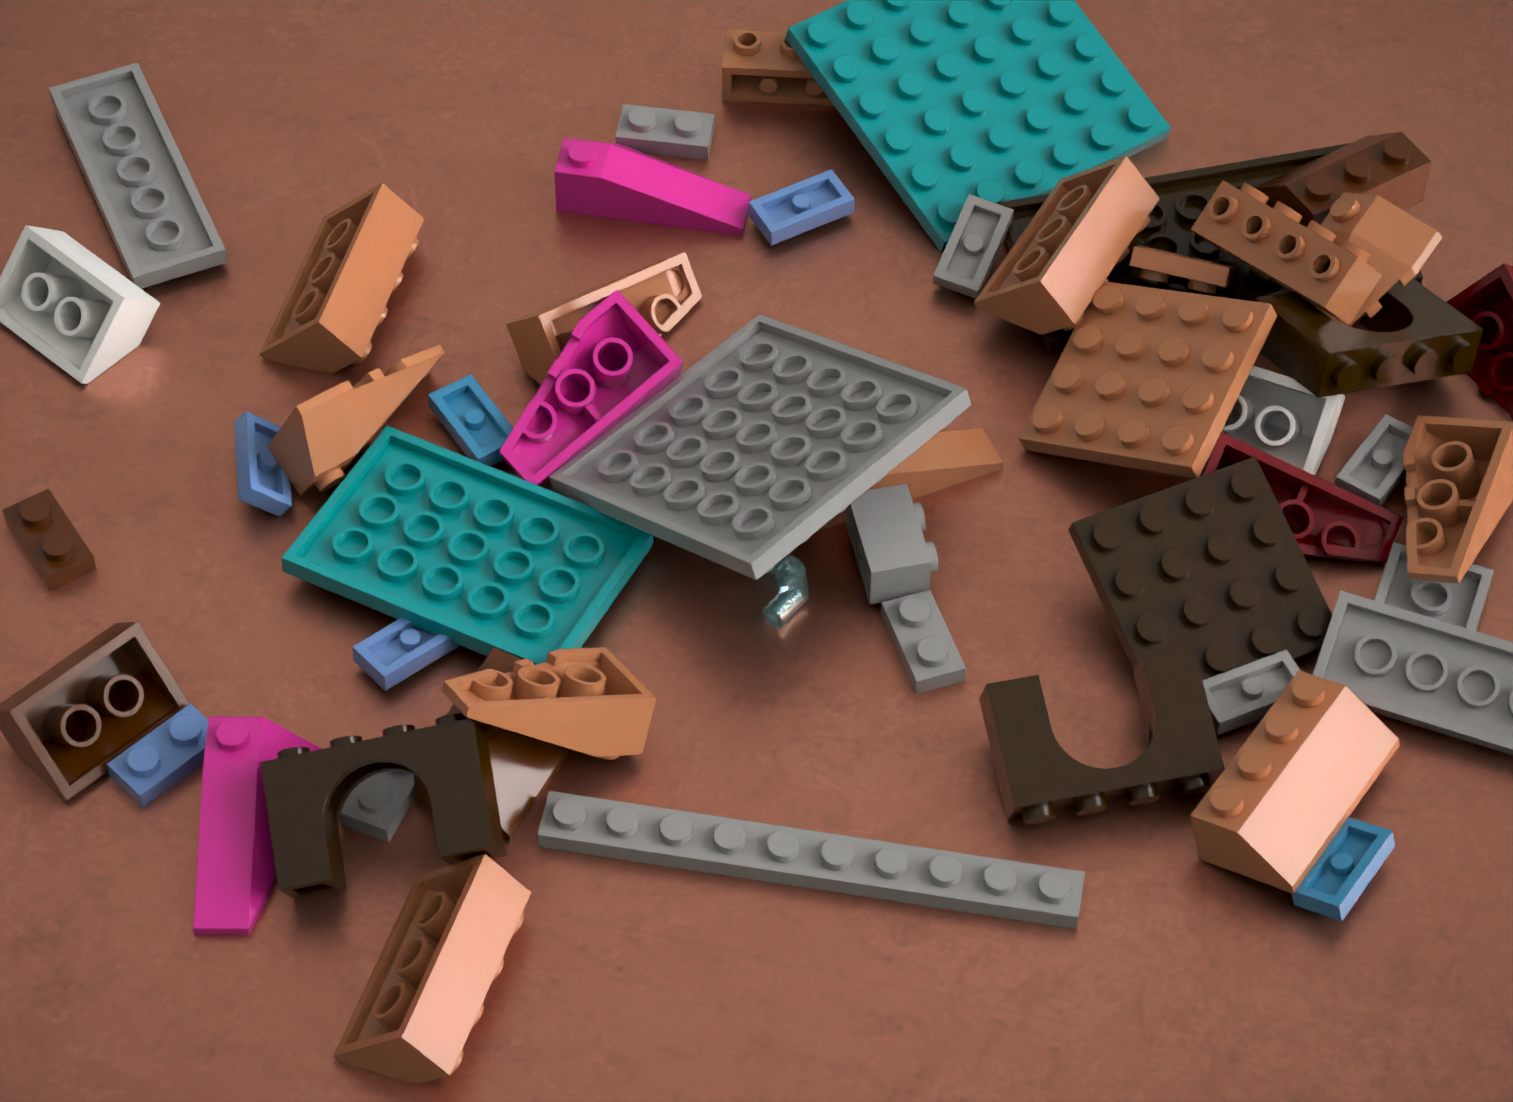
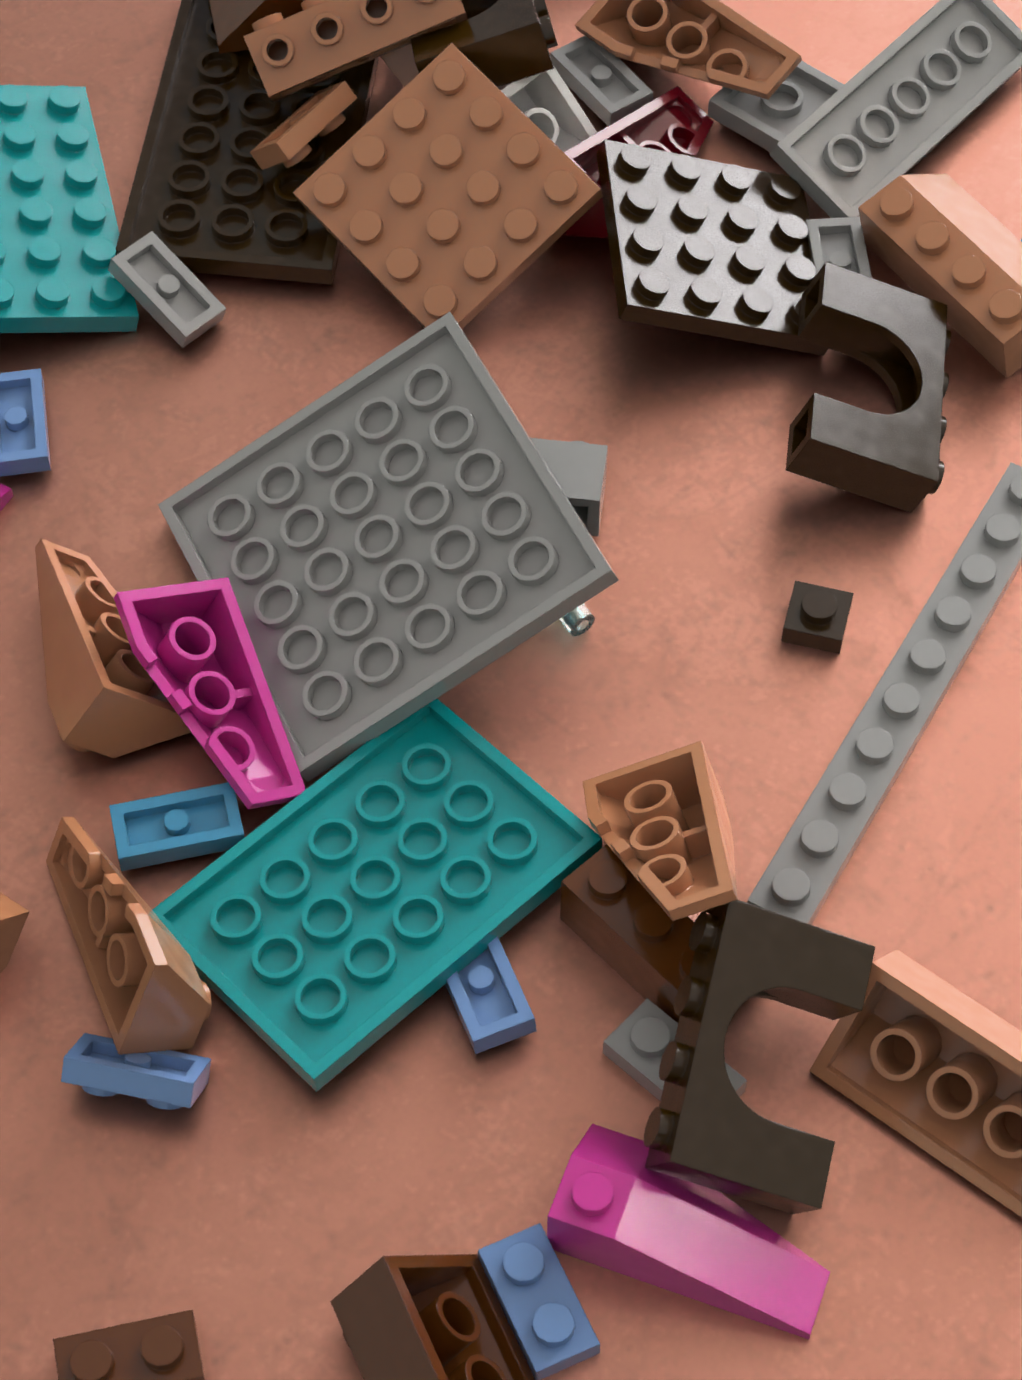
camera: 70 degrees left, 5 degrees up
(855, 775) = (817, 617): none -> dark brown plate
(923, 641) = (665, 506): light grey plate -> none
(1070, 248) = (229, 205): nougat slope -> none

